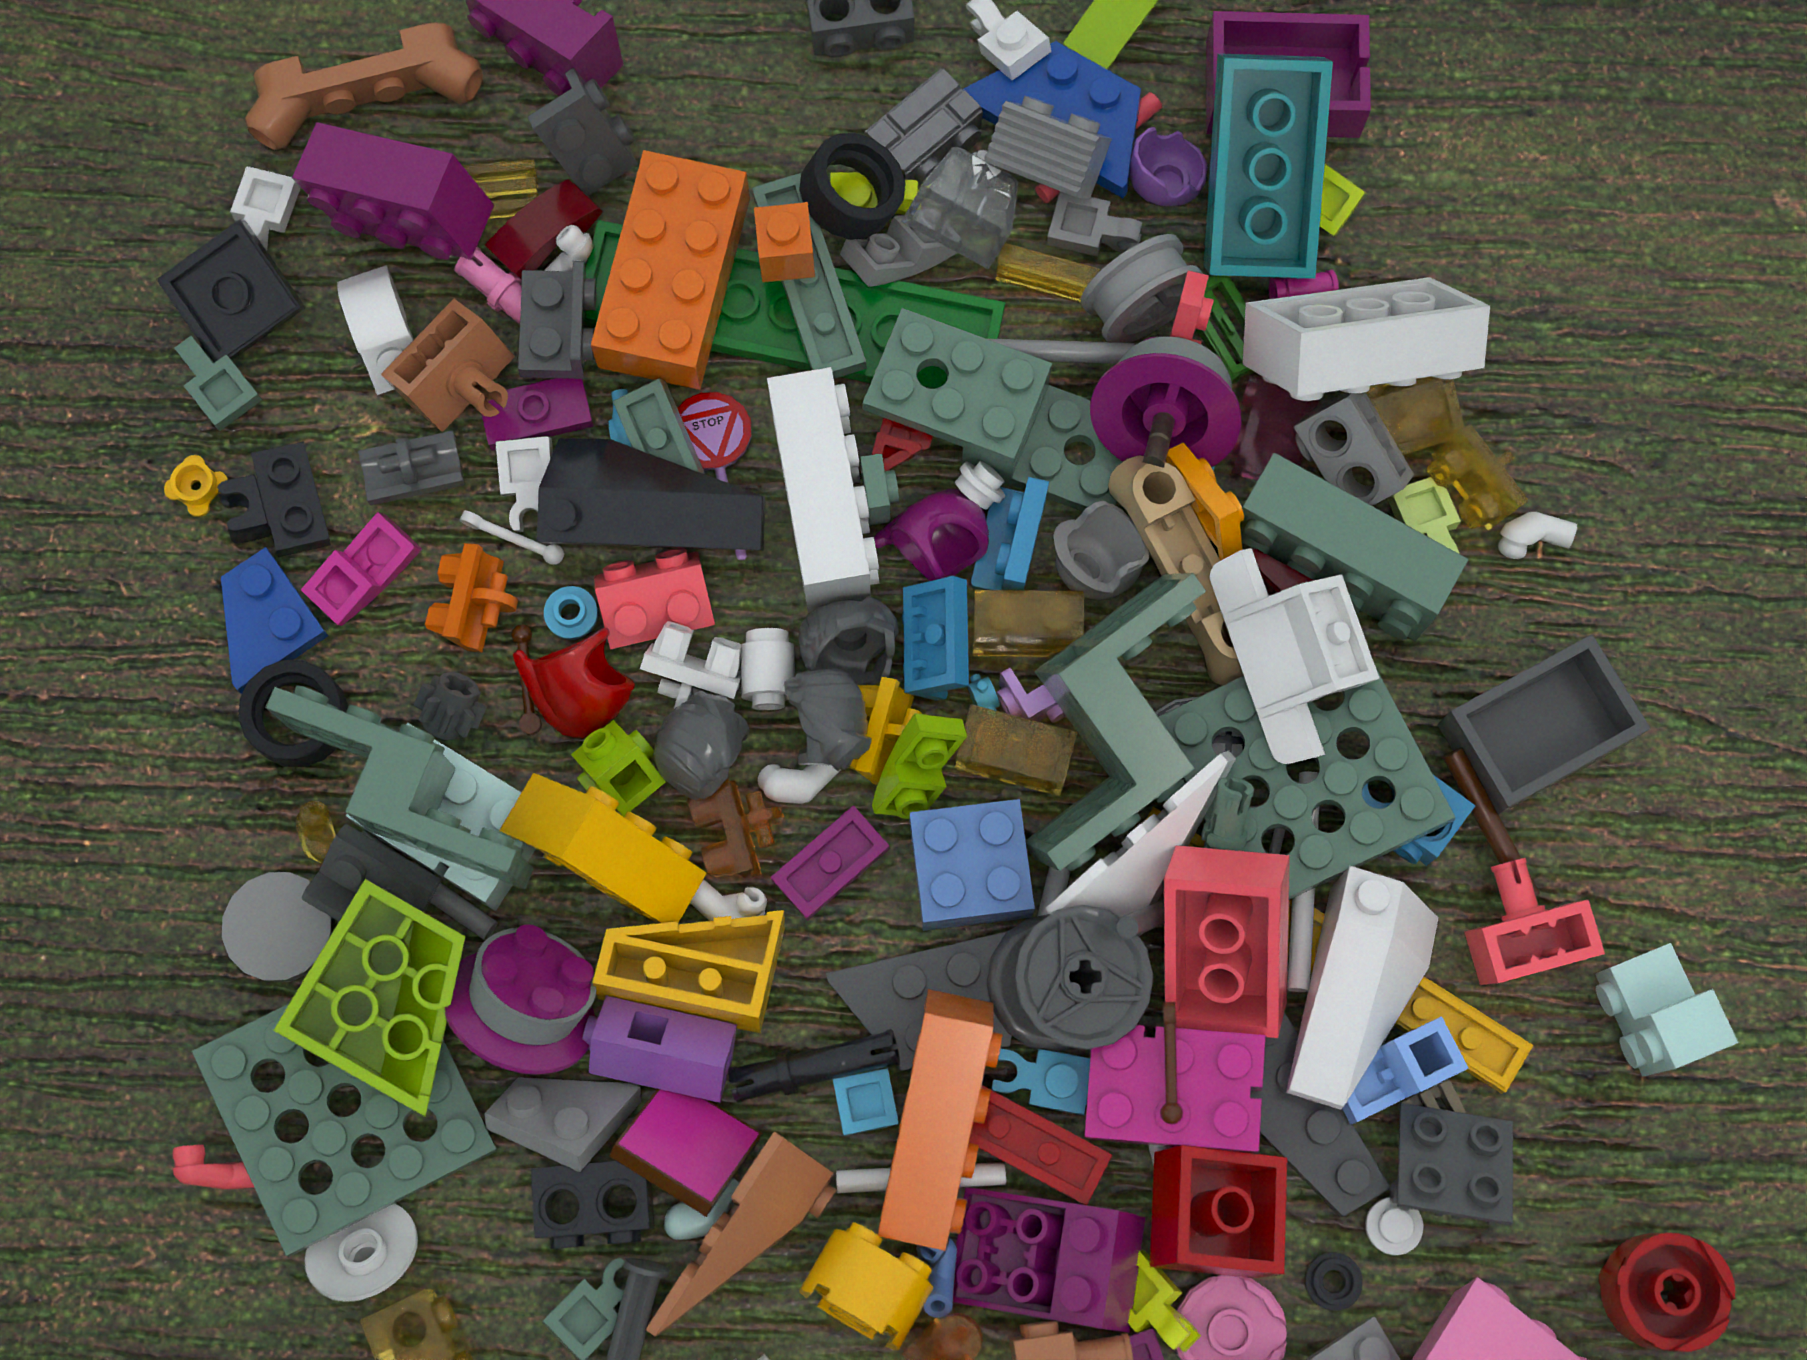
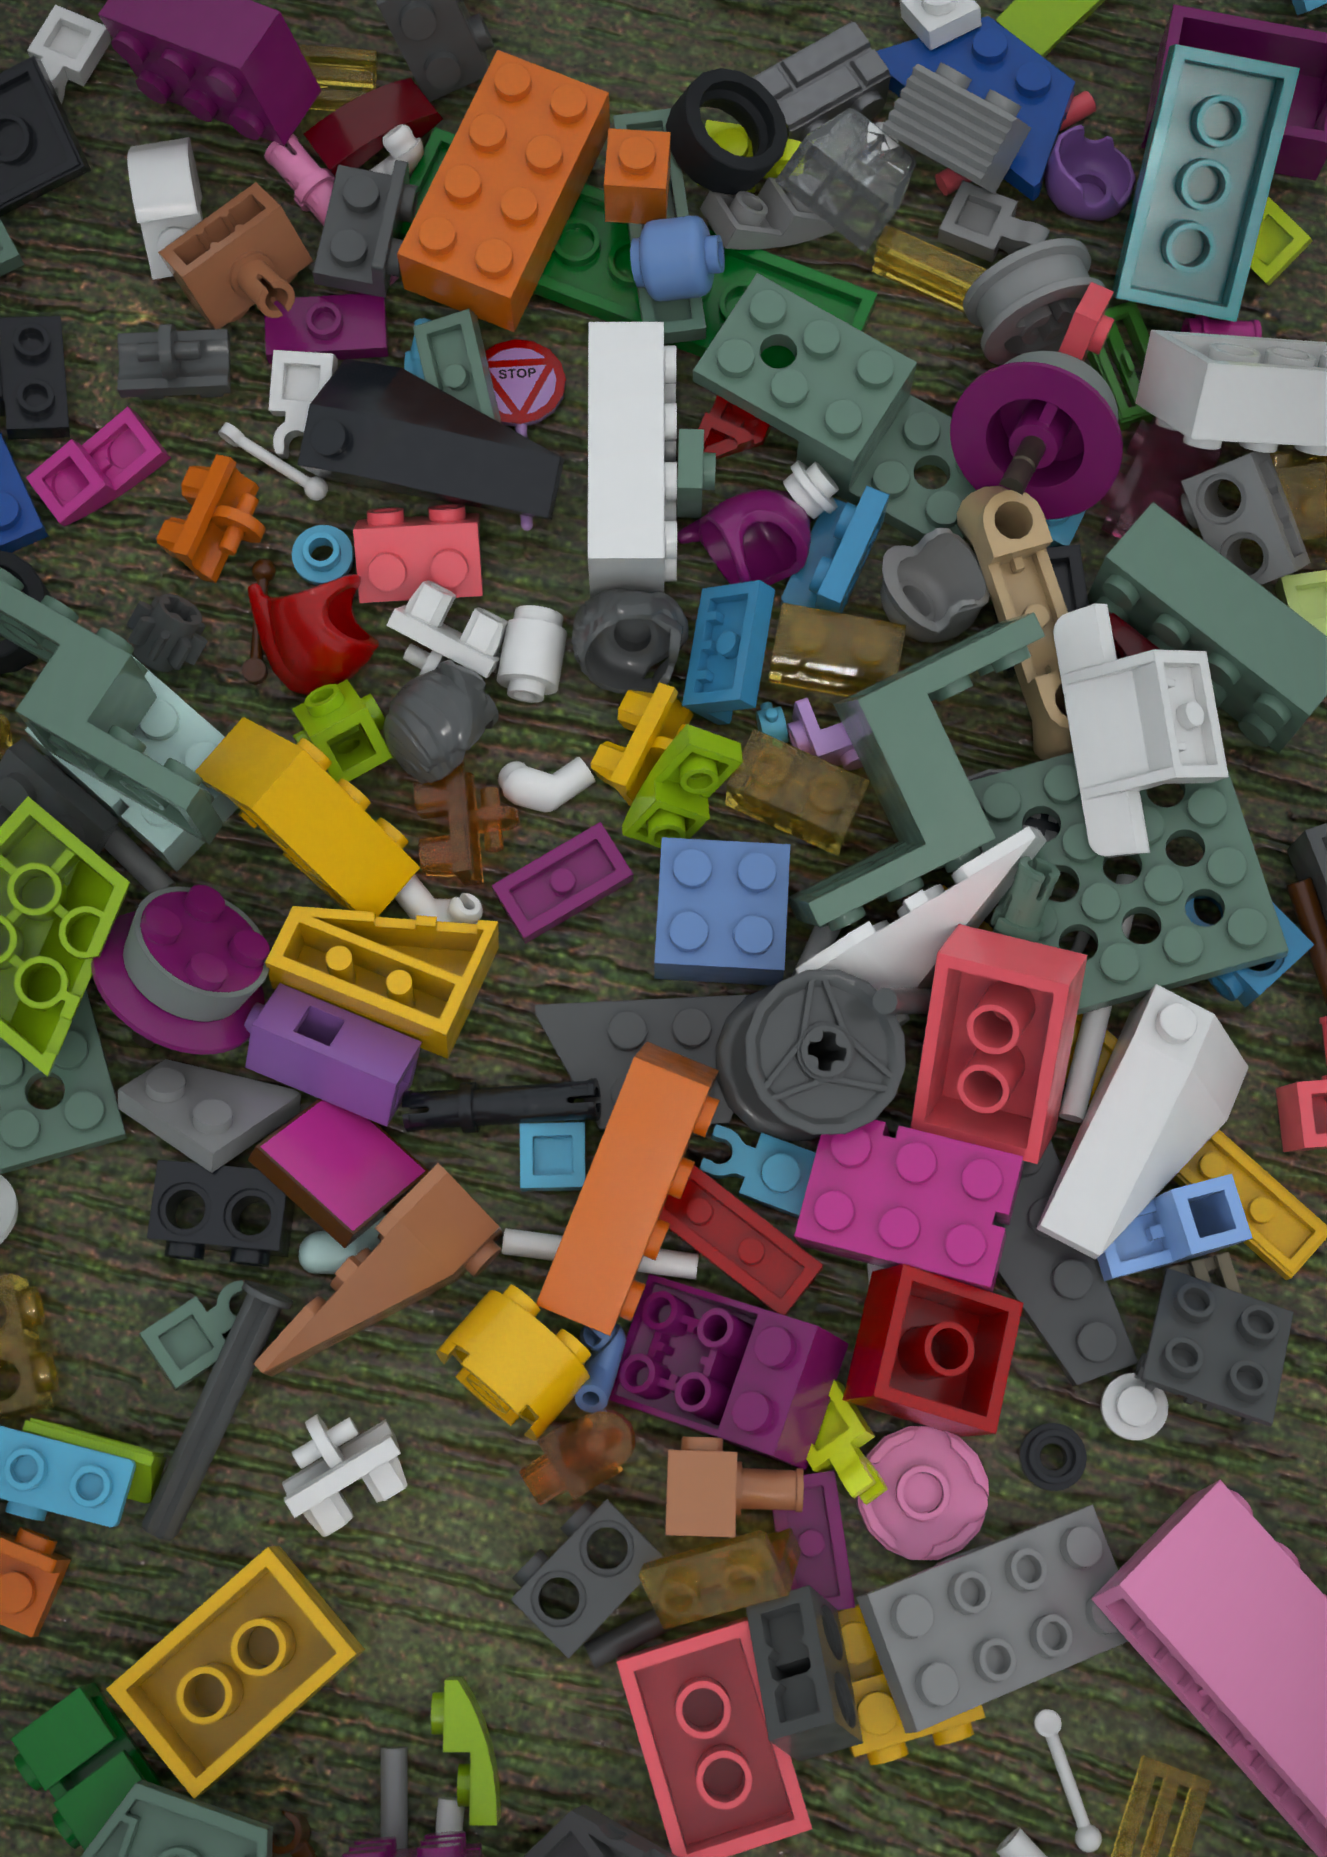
camera: 10 degrees right, 0 degrees up
(831, 308) = (676, 258): none -> medium blue head
(831, 716) = (592, 714): dark grey hair -> none
(1070, 350) = (941, 357): light grey bar -> none
(1171, 1111) = (898, 1222): reddish brown hinge -> none
(1216, 511) = (1073, 555): light orange wing -> none

